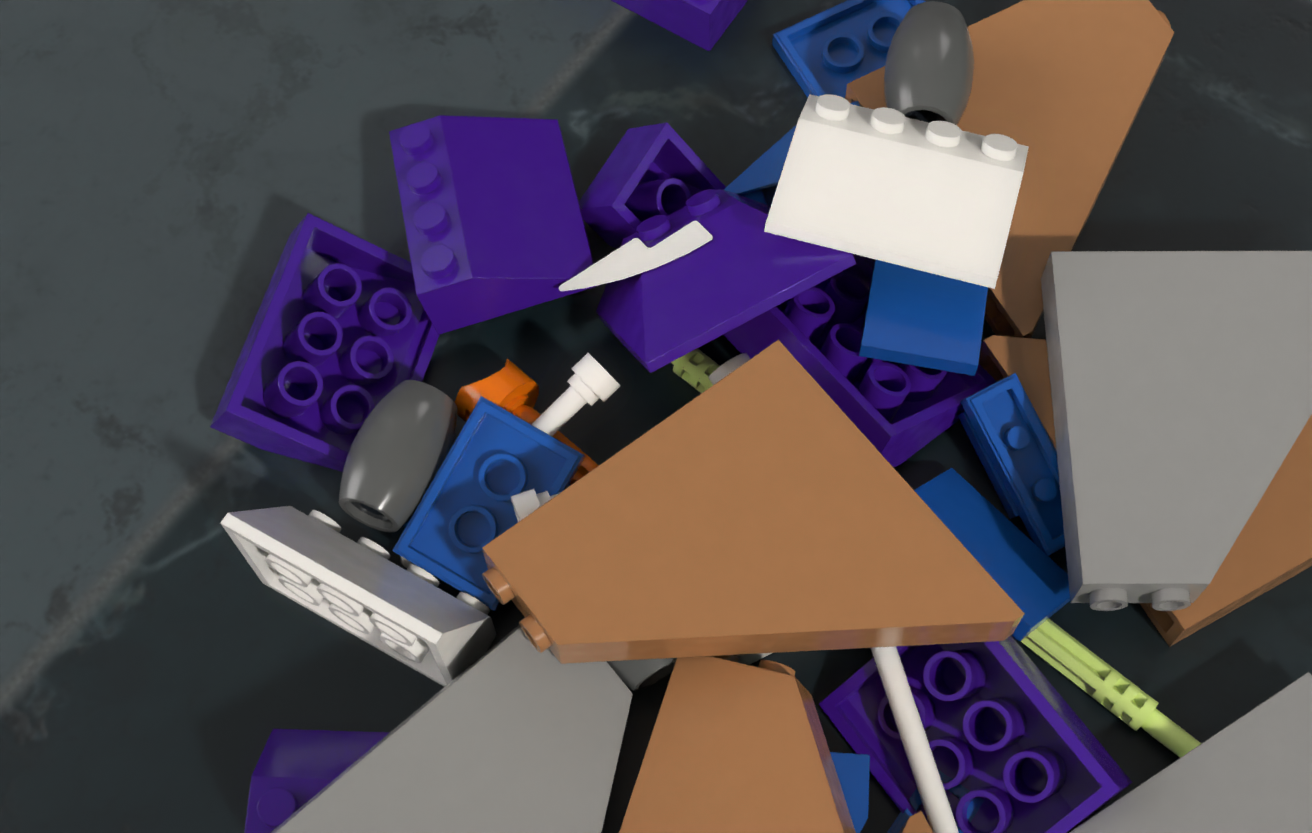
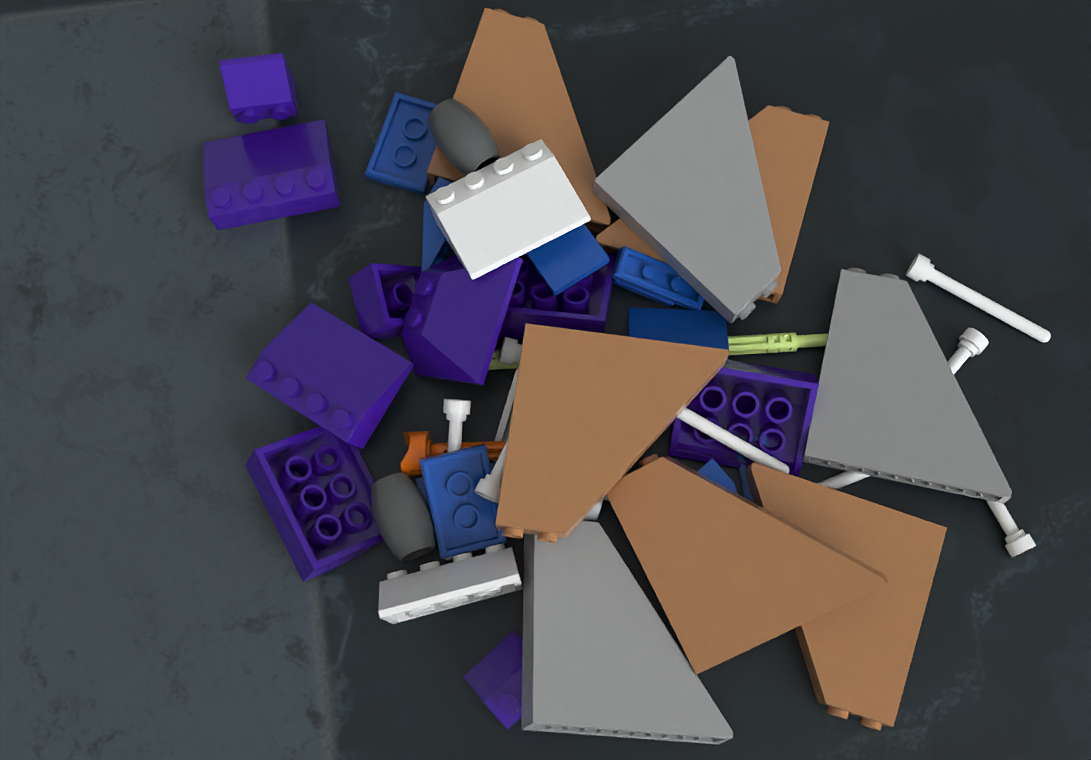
camera: 45 degrees left, 10 degrees up
(637, 258) = (422, 340): white sticker -> none

